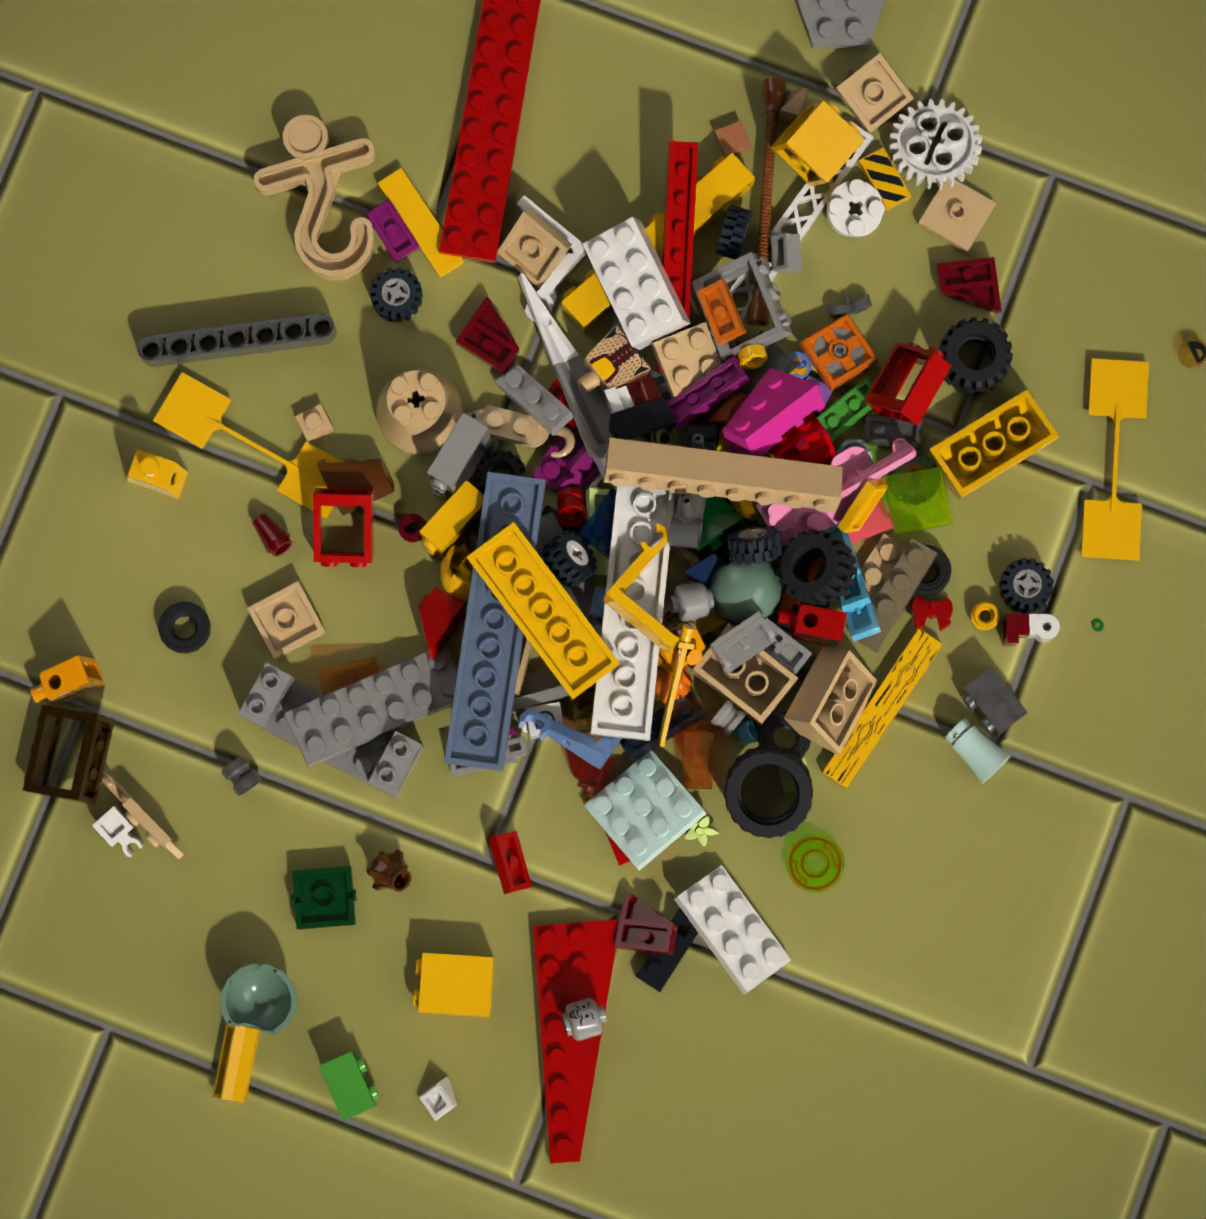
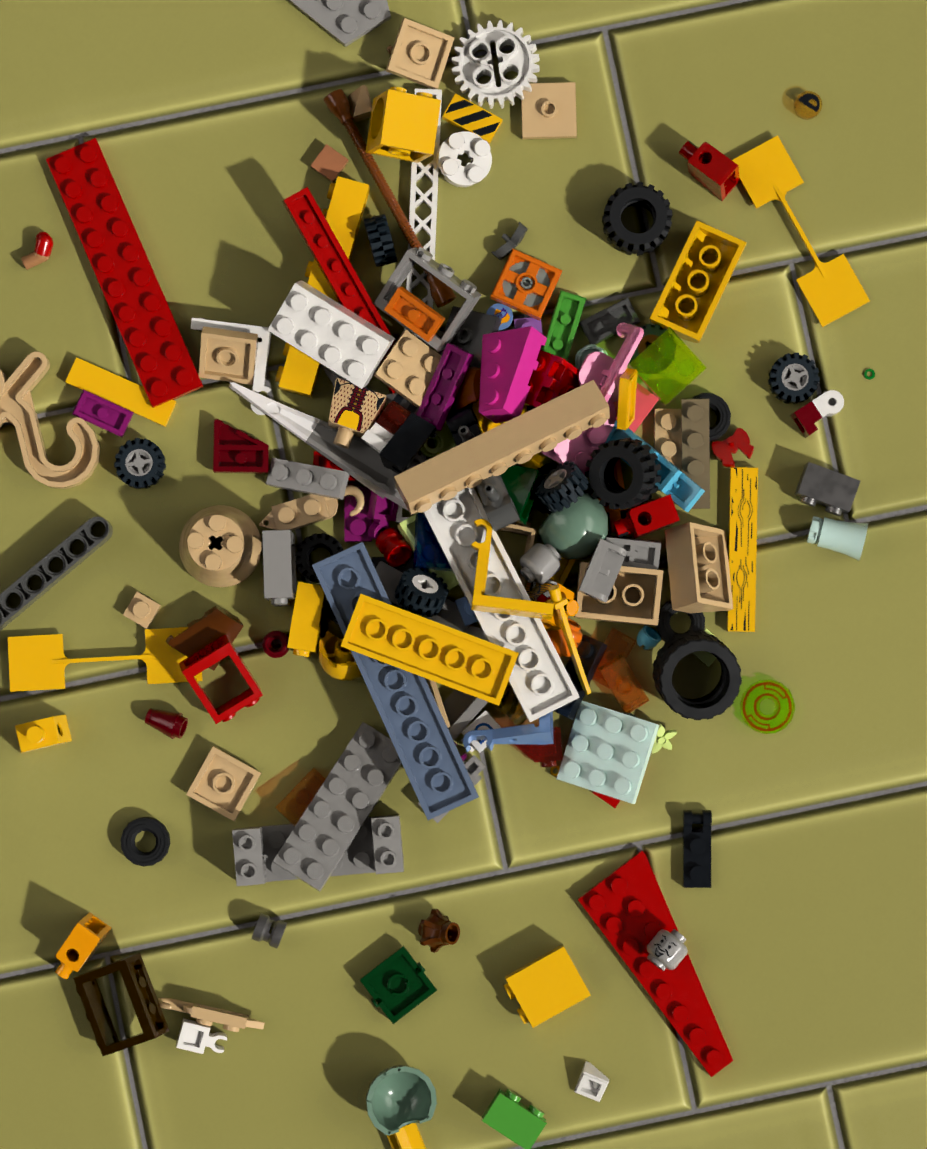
camera: 40 degrees left, 5 degrees up
(430, 58) = (41, 252): none -> arm
(439, 619) = (346, 705): red slope -> none
(510, 862) = (527, 861): red plate -> none
(644, 928) = (667, 845): dark red wing -> none
(702, 570) = (533, 533): dark blue slope -> none
(728, 717) = (627, 636): light grey wheel -> none
(732, 929) = (737, 801): white plate -> none
(752, 356) = (462, 334): yellow tile -> none
(786, 253) = (433, 230): light grey piece -> none
(893, 376) = (582, 275): red window -> none
(971, 282) = (596, 160): dark red wing -> none
(987, 607) = (782, 417): yellow plate -> none
(1069, 353) = (711, 168): none -> red torso

